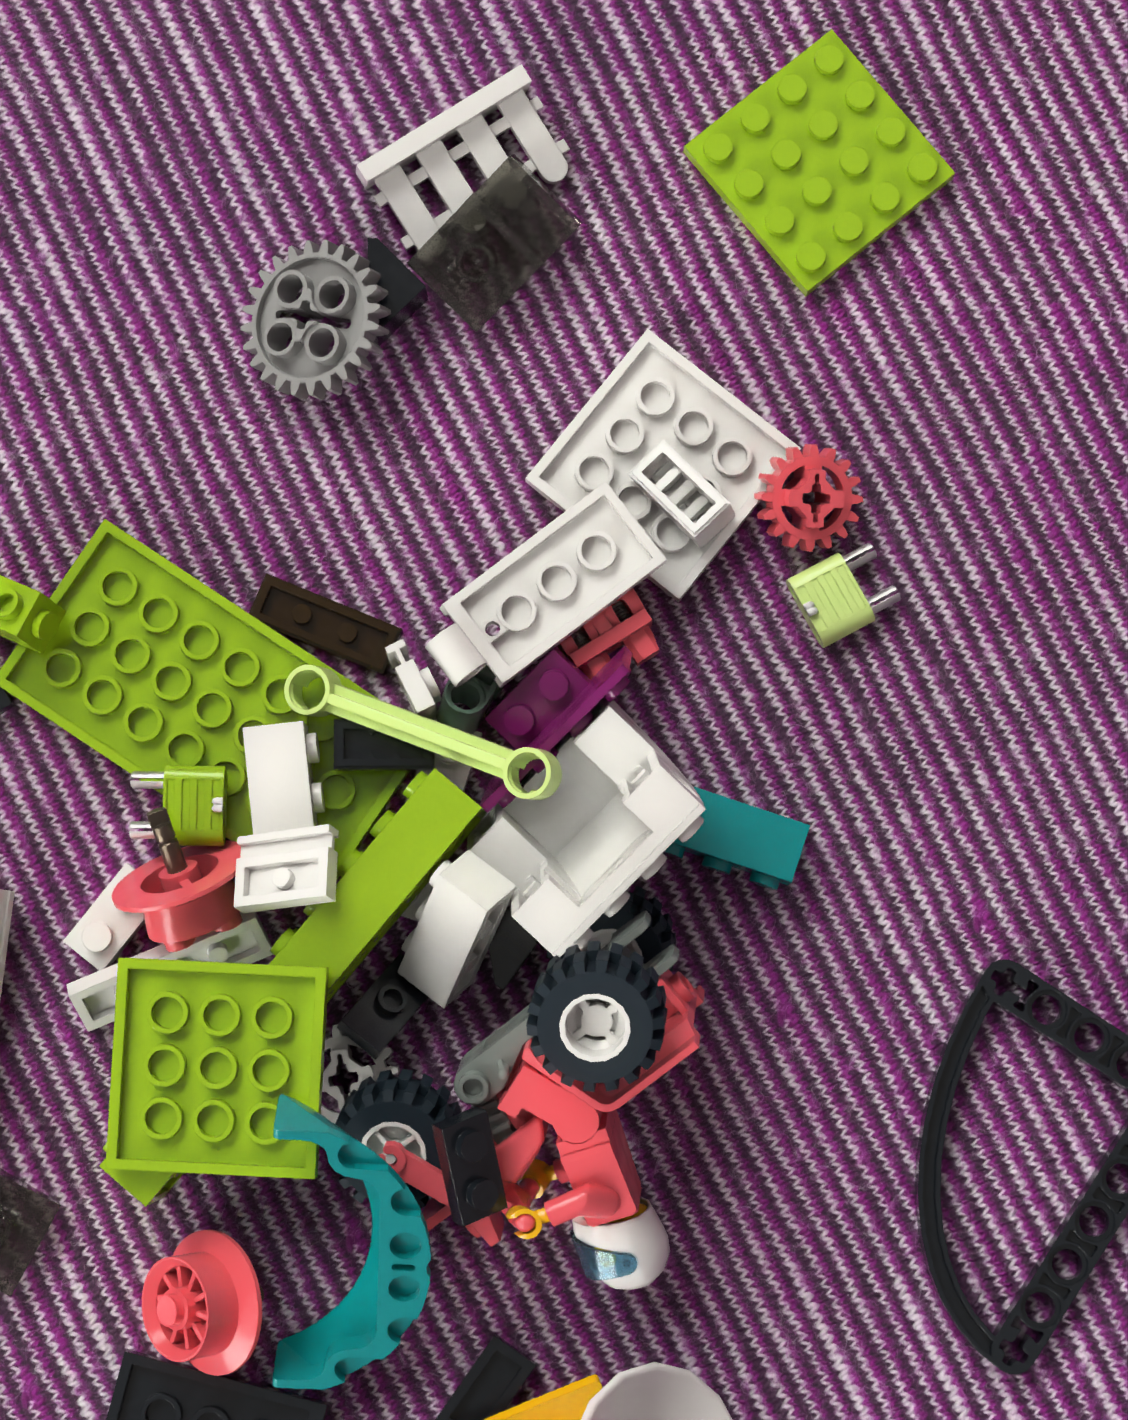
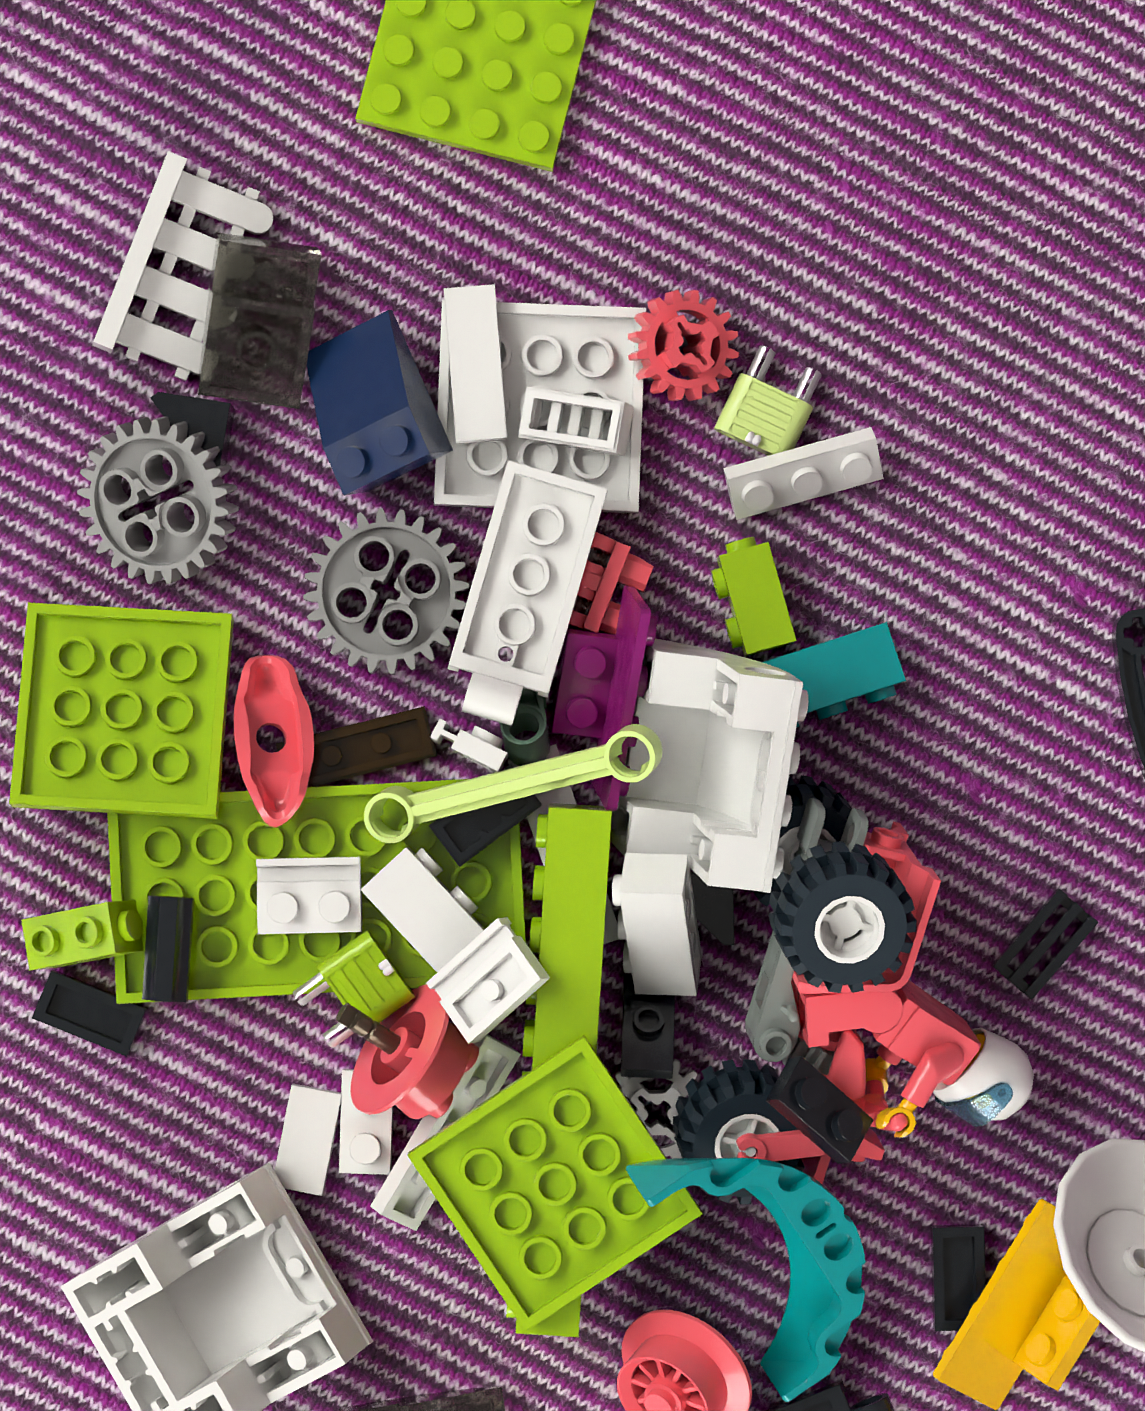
camera: 35 degrees left, 5 degrees up
(59, 897) = (307, 1138): none -> white tile
(62, 666) = (168, 948): none -> black axle
(167, 460) = (122, 710): none -> lime plate
(202, 706) = (309, 895): none -> white plate
(290, 535) = (273, 697): none -> coral piece
(417, 480) = (344, 572): none -> light grey gear
(533, 371) = (373, 406): none -> dark blue slope
(636, 394) = (475, 363): none -> white tile
(721, 732) = (755, 597): none -> lime brick
(791, 1165) = (1073, 911): none -> black tile
(830, 664) = (803, 473): none -> white plate

